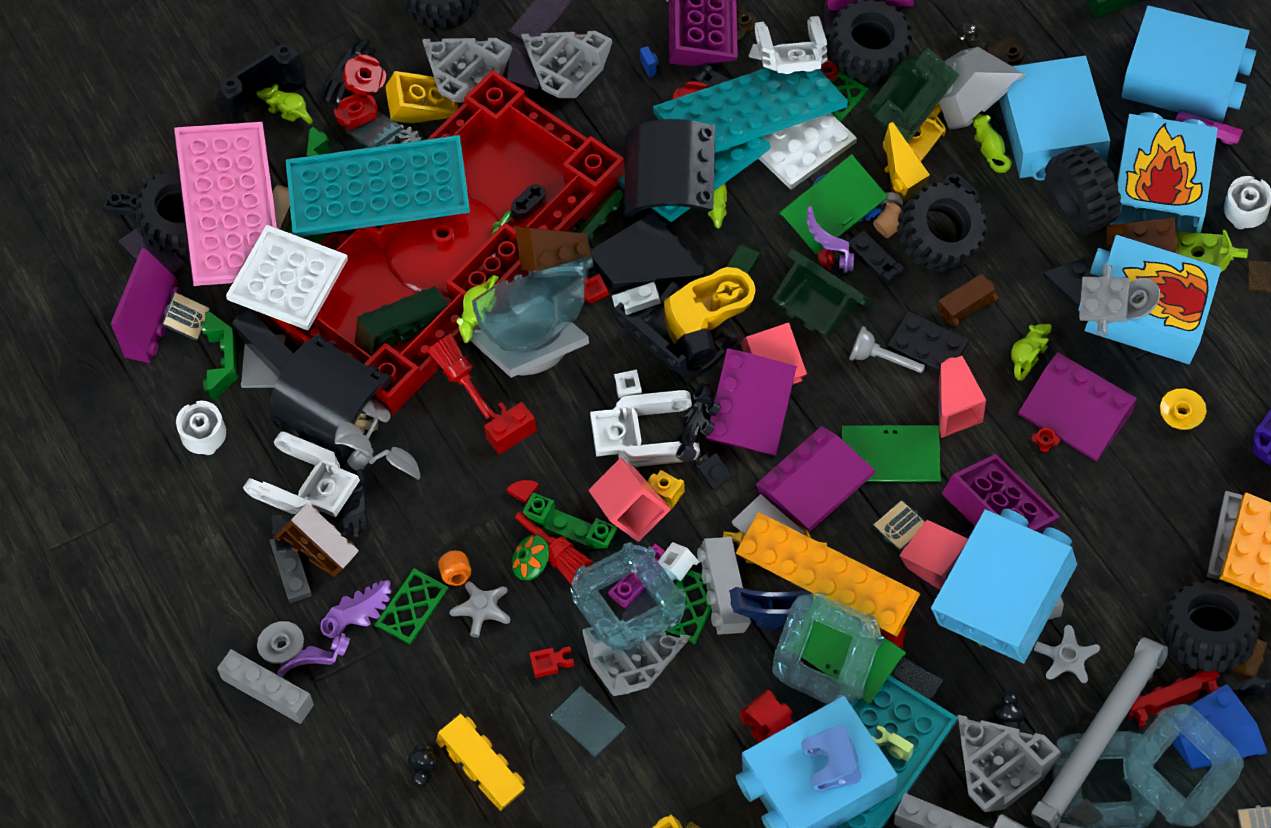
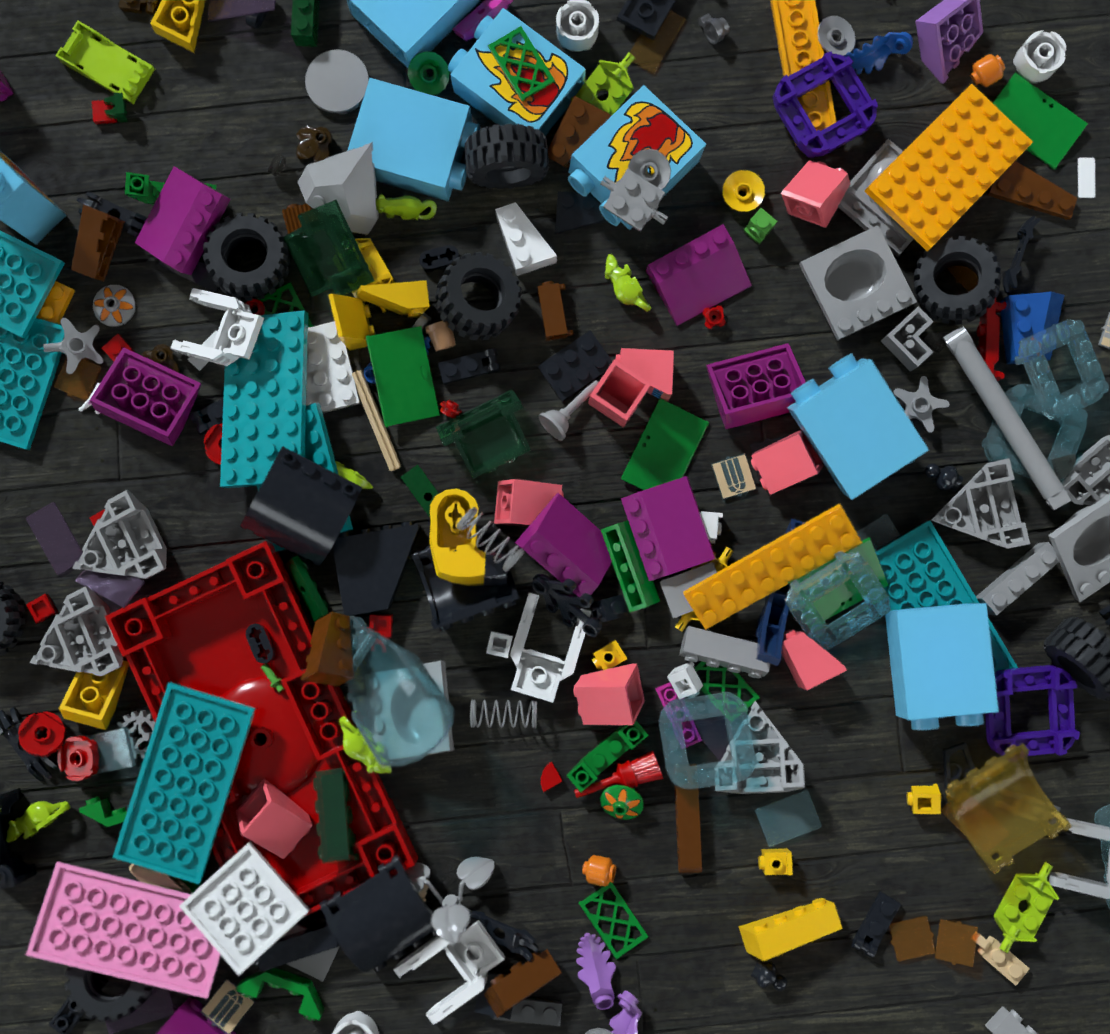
camera: 70 degrees left, 25 degrees up
(373, 276) = (272, 819): none -> coral slope
(457, 368) = (410, 788): red piece -> none
(473, 30) = (42, 608): none -> red tile
(481, 607) = (645, 862): light grey animal -> none
(509, 427) = (486, 764): red brick -> none
(534, 629) = (688, 830): none -> reddish brown beam
(541, 730) = (770, 855): none -> yellow brick
(542, 396) = (473, 721): none -> light grey piece
(547, 662) = (722, 830): red plate -> none
(638, 298) = (410, 594): white plate -> none
(649, 61) = (161, 463): blue plate -> none
(710, 336) = (468, 517): none -> light grey piece
(740, 482) = (629, 567): none -> green brick
(752, 656) = (808, 660): none -> coral slope
(766, 716) = (867, 676): red brick -> none
(773, 213) = (376, 421): none -> tan axle
(830, 242) = (444, 400): medium lavender plant -> none
(840, 520) = (712, 525): none -> white brick
(843, 760) = (954, 642): medium blue piece -> none
(860, 136) = (351, 320): none -> yellow slope
(895, 744) = (939, 583): yellowish green plate -> none
(918, 376) = (619, 393): none -> coral slope
(1017, 246) = (523, 241): none -> white wedge
(1073, 39) = (336, 81): none -> light grey tile
(1119, 103) = (418, 73): none -> green dish
(1127, 611) = (904, 339): none -> light grey brick
(1153, 540) = (857, 282): none -> light grey piece
(1158, 438) = (760, 226): none -> bright green brick
(1188, 143) = (528, 46): none -> green window
(1219, 466) = (816, 192): none -> coral slope

